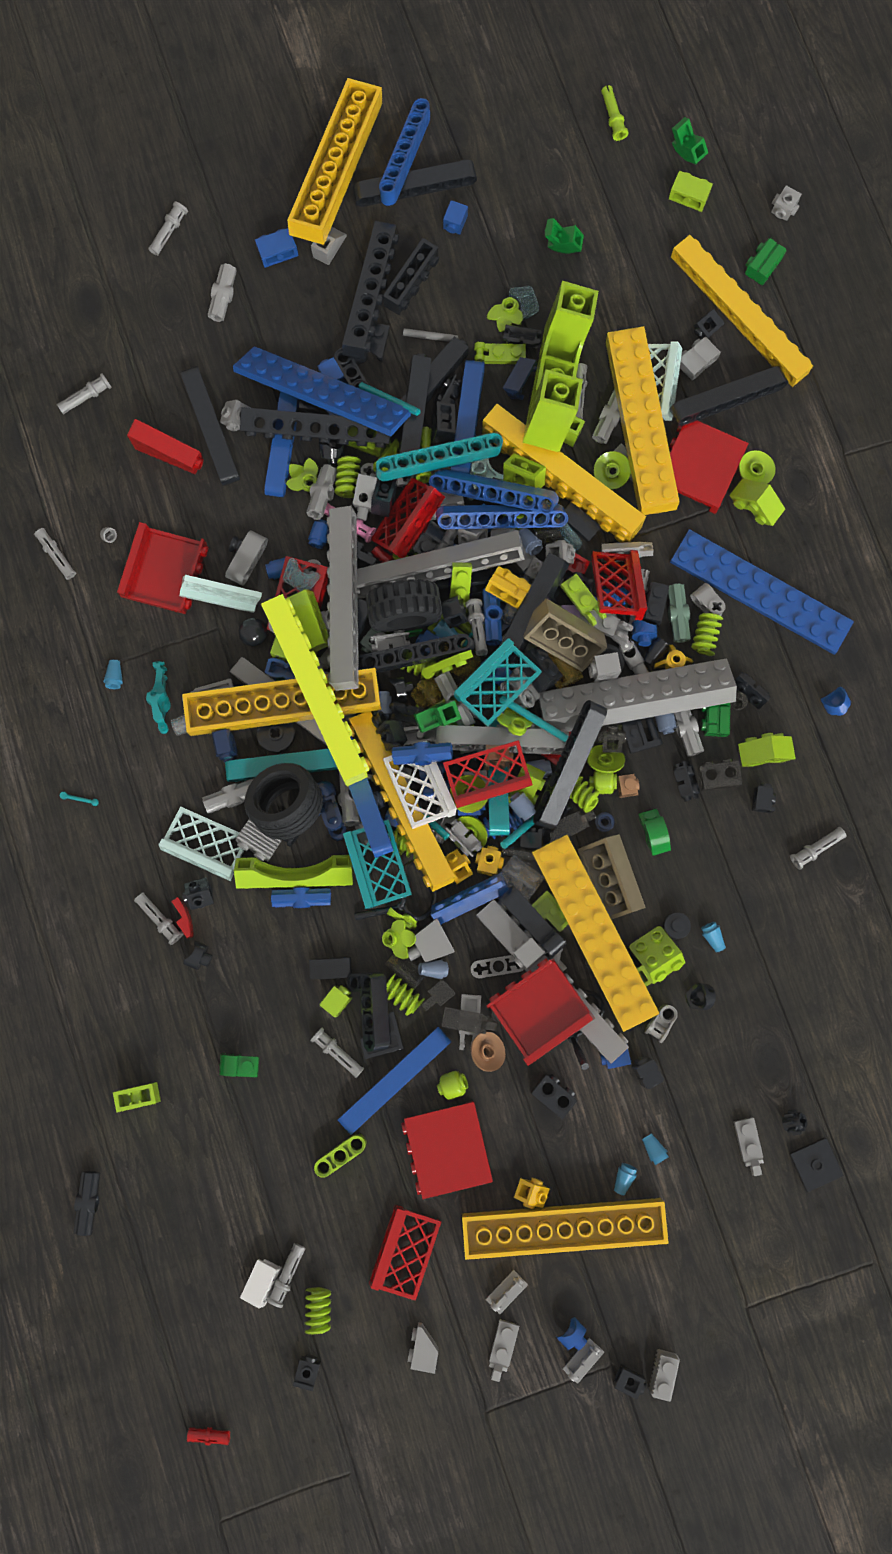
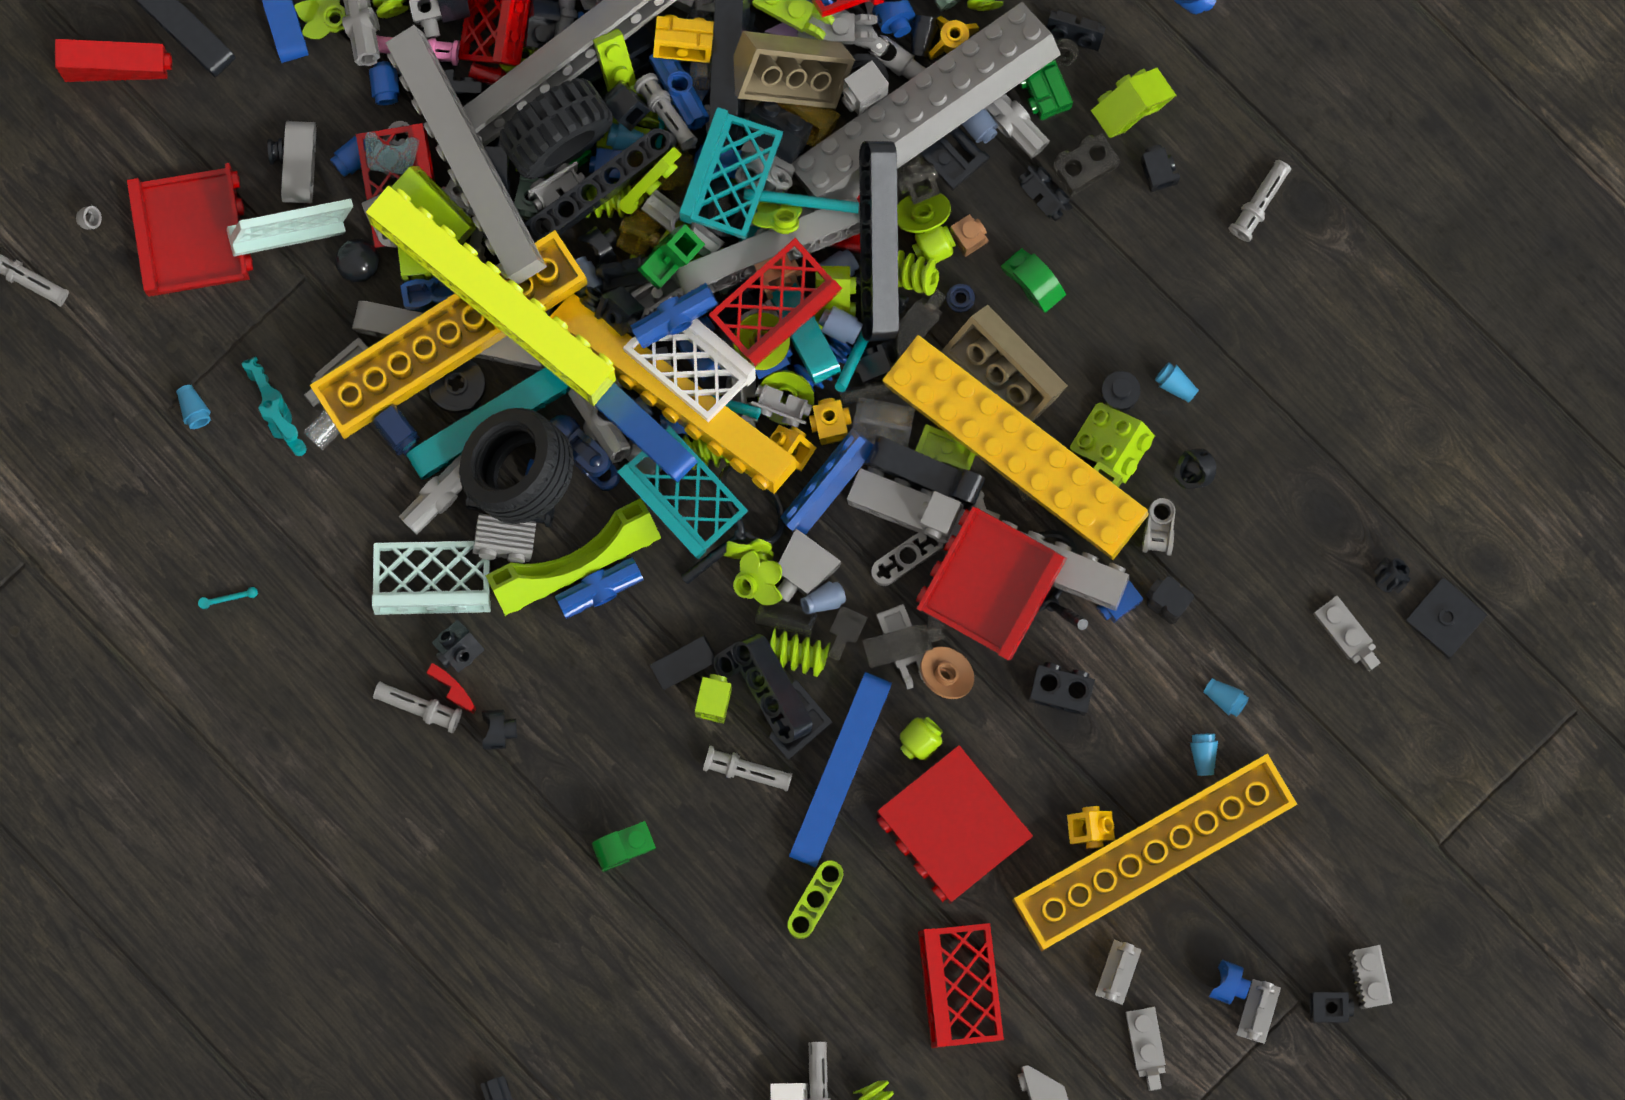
camera: 30 degrees left, 0 degrees up
(136, 1097) = (506, 951): lime brick -> none

